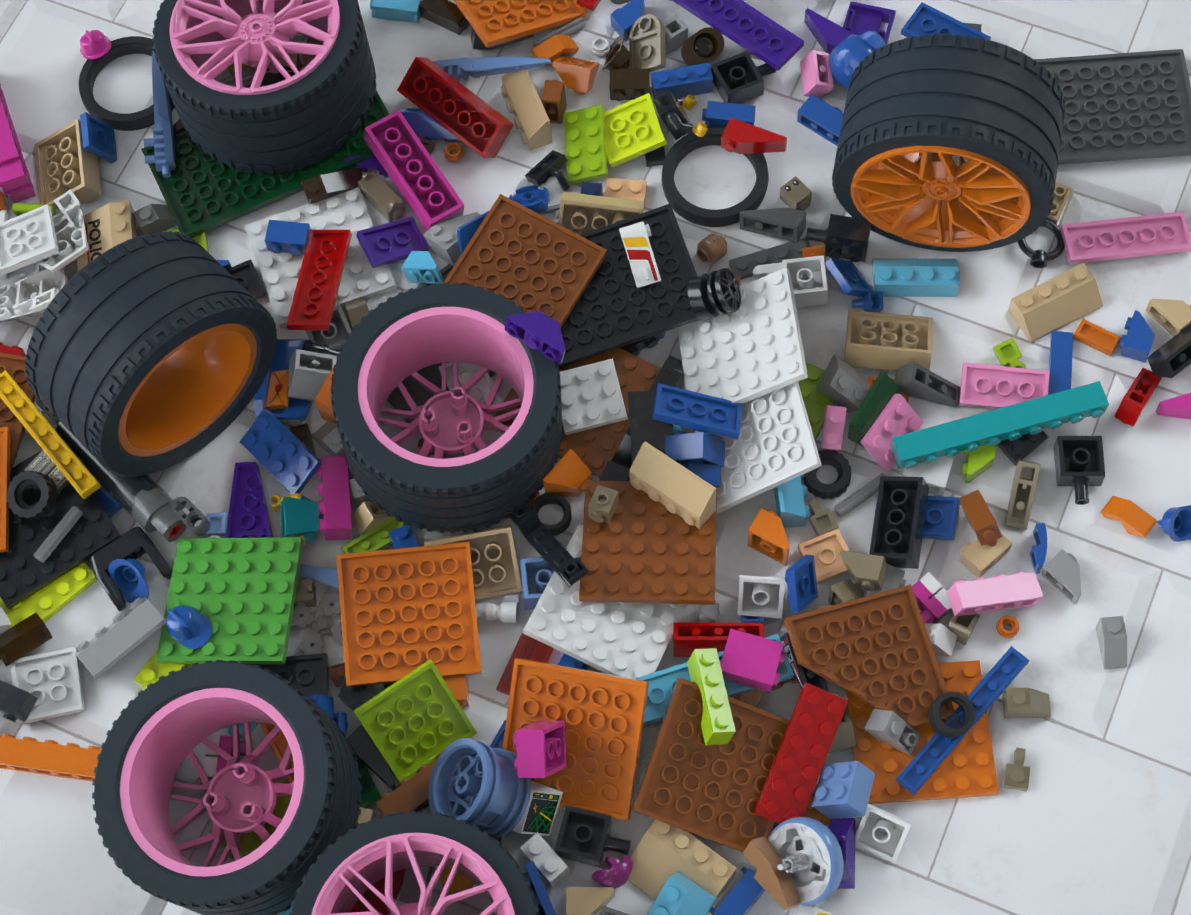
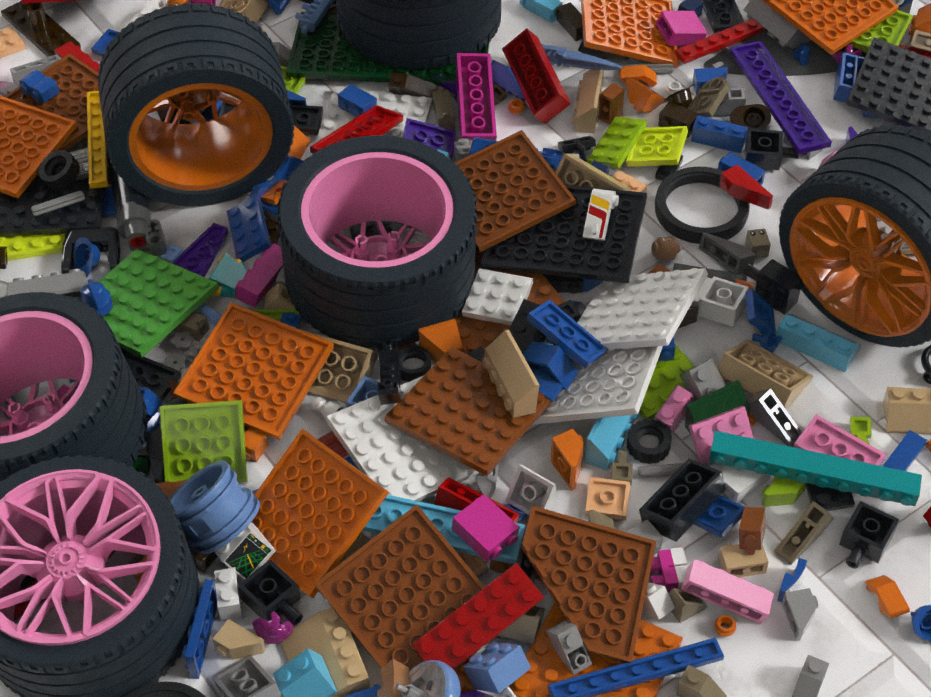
camera: 25 degrees right, 15 degrees down
(538, 333) = (468, 202): dark purple slope -> none
(540, 749) = (273, 497): dark pink brick -> none
(603, 504) = (449, 363): dark tan brick -> none
(674, 116) = (697, 148): black torso -> none
(714, 294) = (636, 262): black wheel -> none
(717, 717) = (432, 532): lime arch -> none
(801, 583) = (571, 497): blue plate -> none
(866, 569) = (630, 515): dark tan slope -> none
(966, 706) = (630, 641): black tyre -> none

